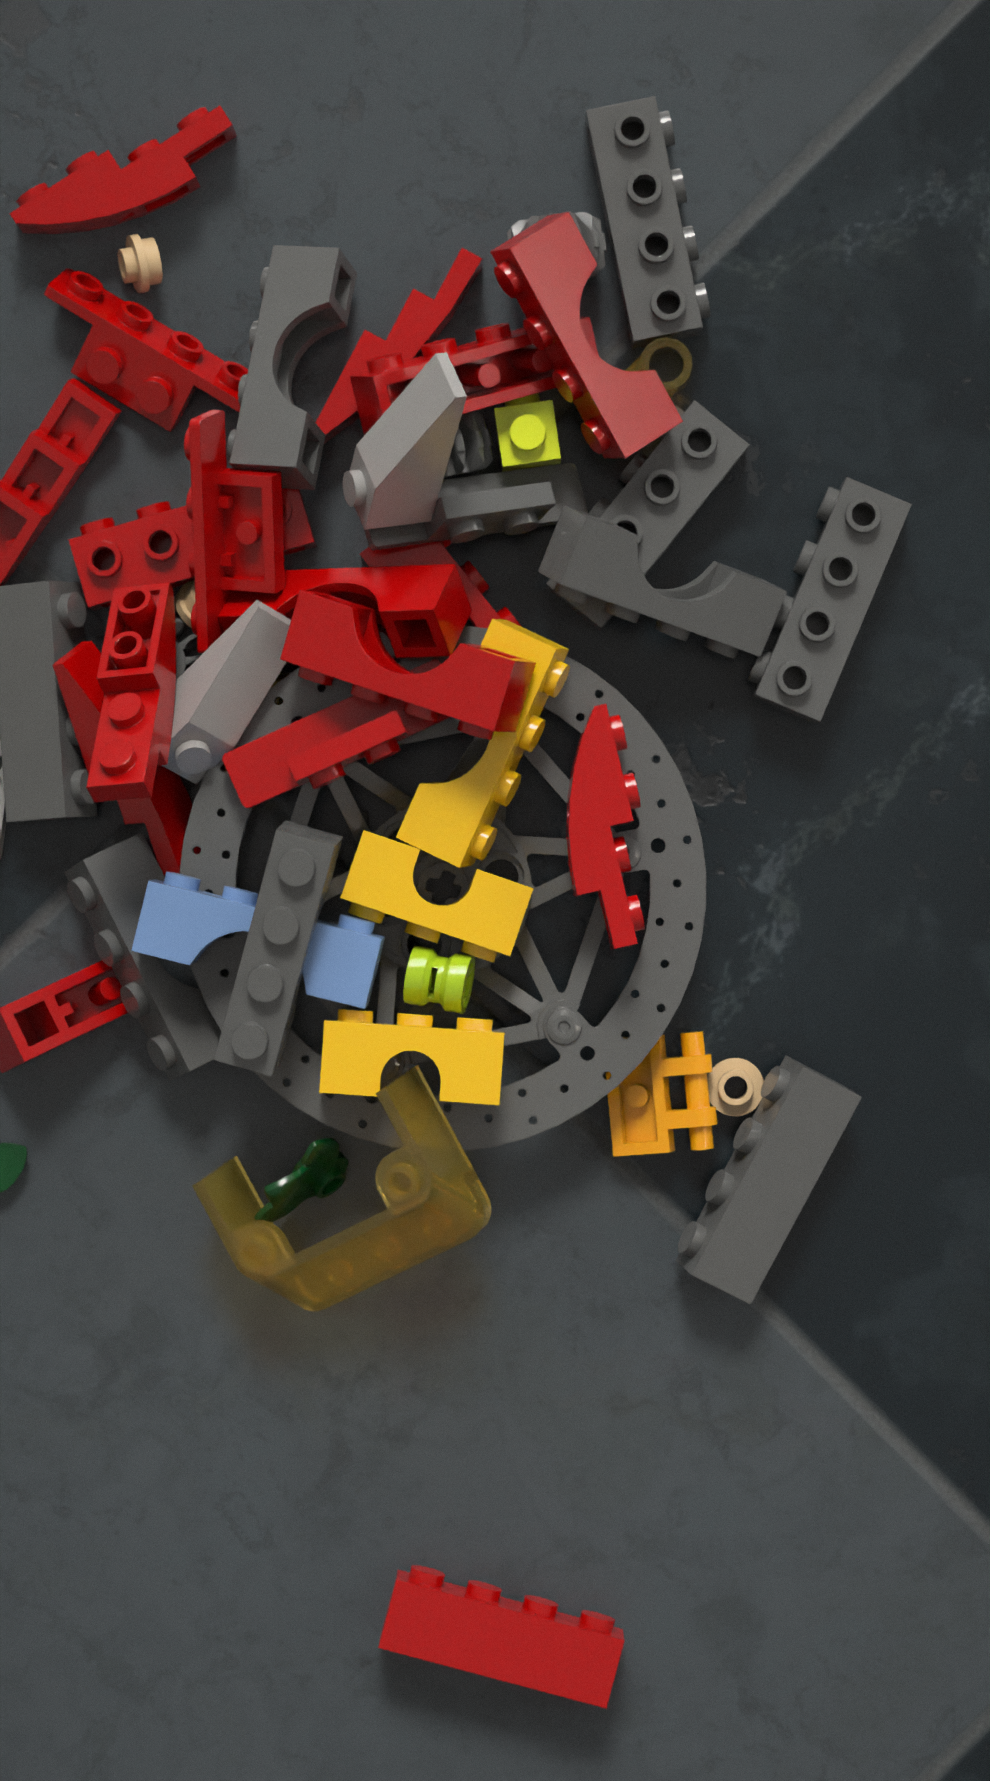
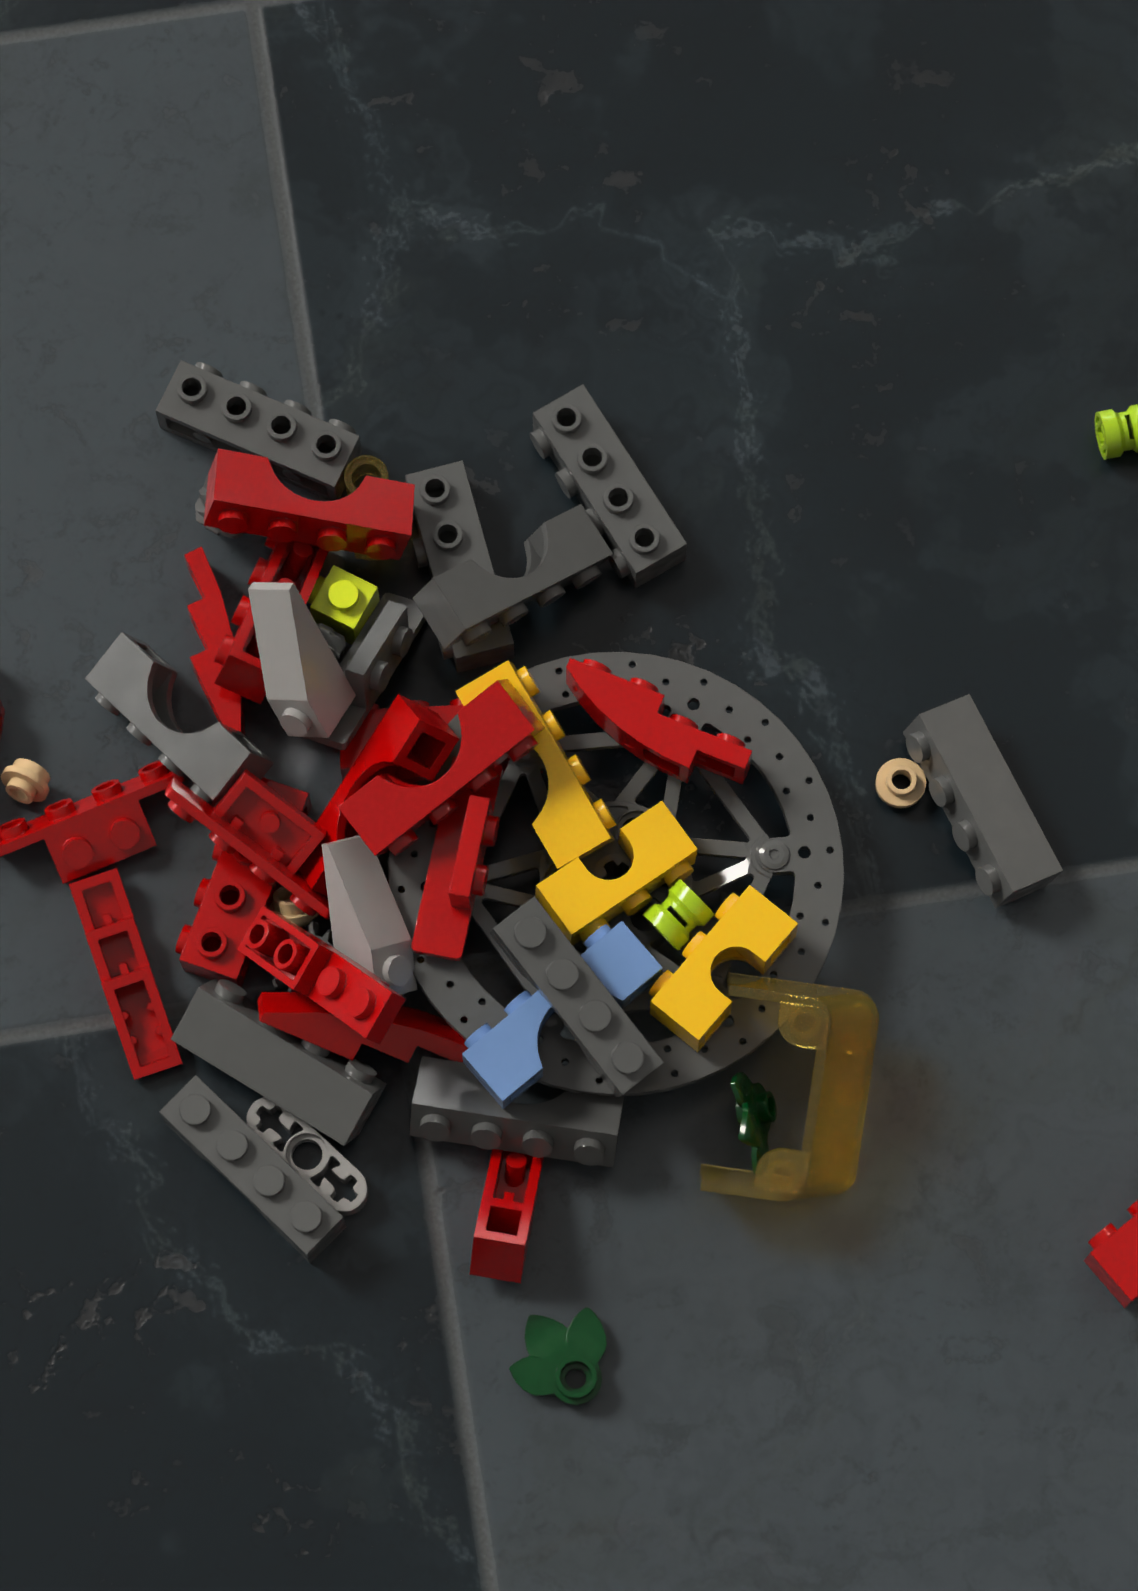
camera: 55 degrees left, 15 degrees down
(642, 1103) = (866, 852): light orange plate -> none

